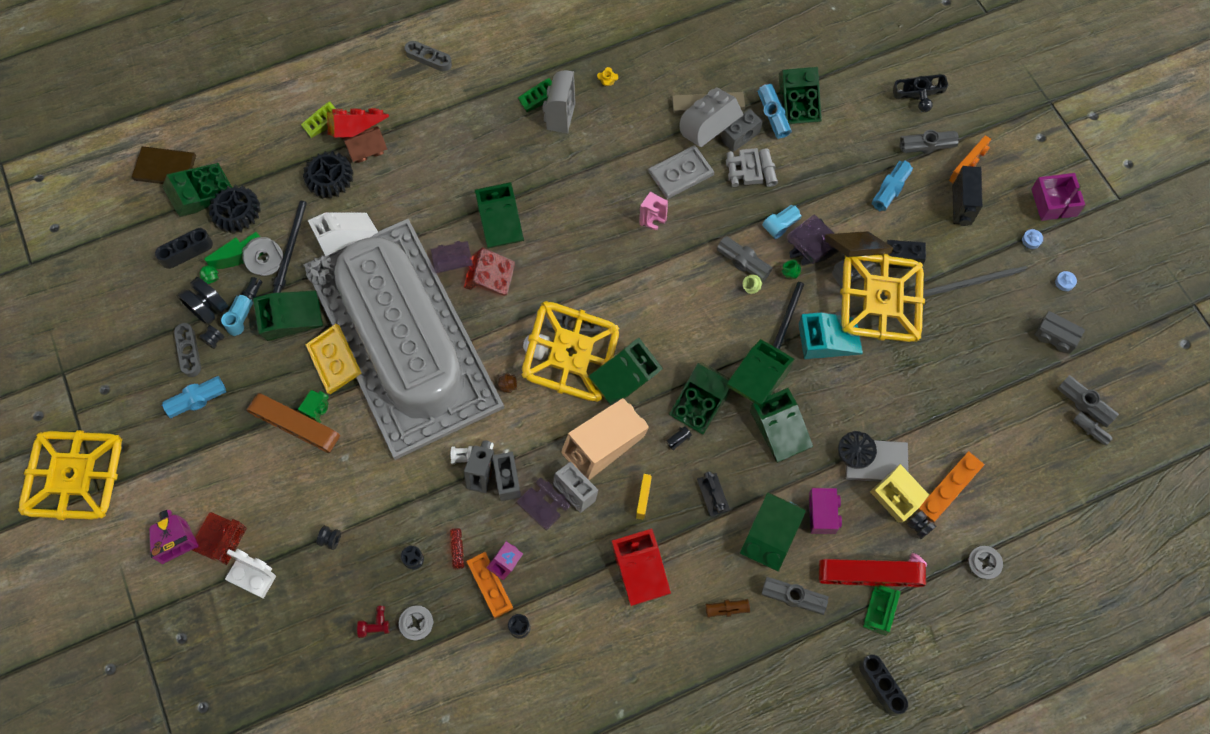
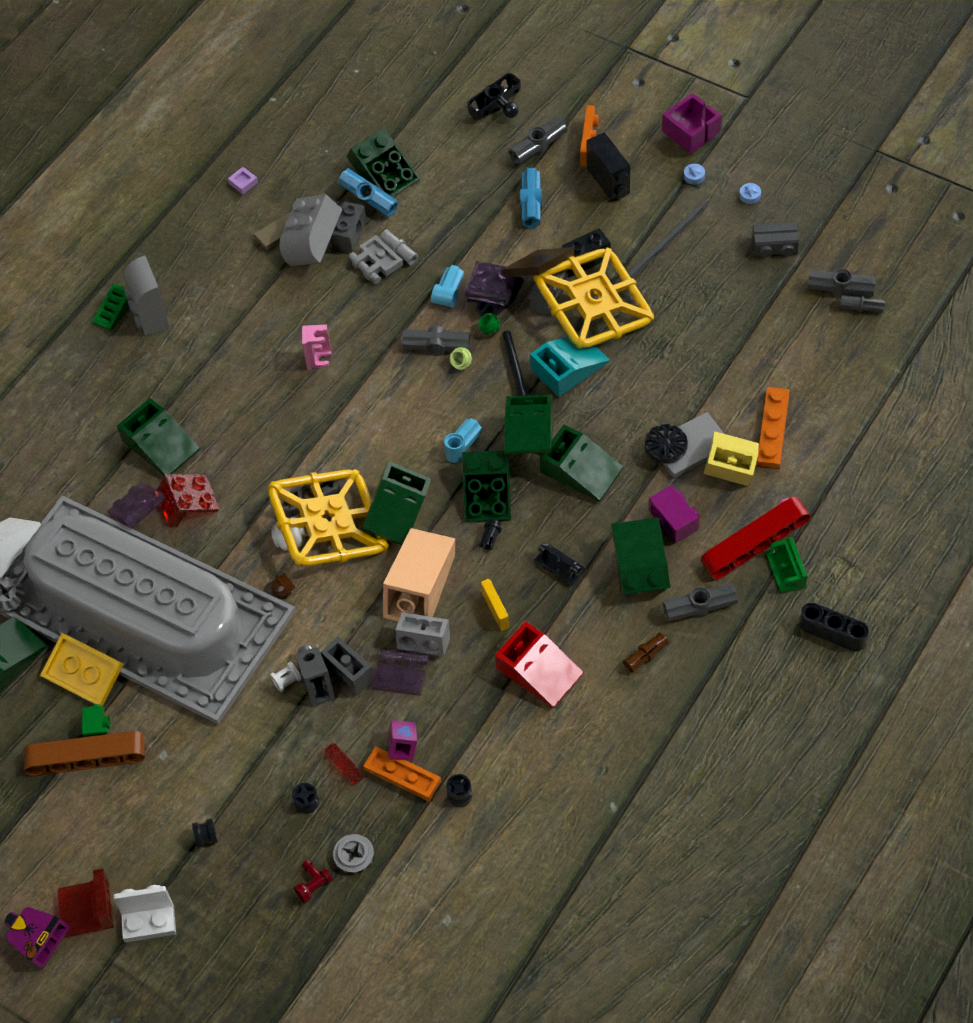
camera: 30 degrees left, 10 degrees down
(607, 81) = (173, 252): yellow plate -> none
(681, 172) = (314, 298): light grey tile -> none
(693, 49) = (242, 180): none -> lavender tile
(710, 349) = (461, 440): none -> medium azure piece
(921, 524) = (770, 473): black wheel -> none
(994, 560) = (855, 464): light grey gear -> none

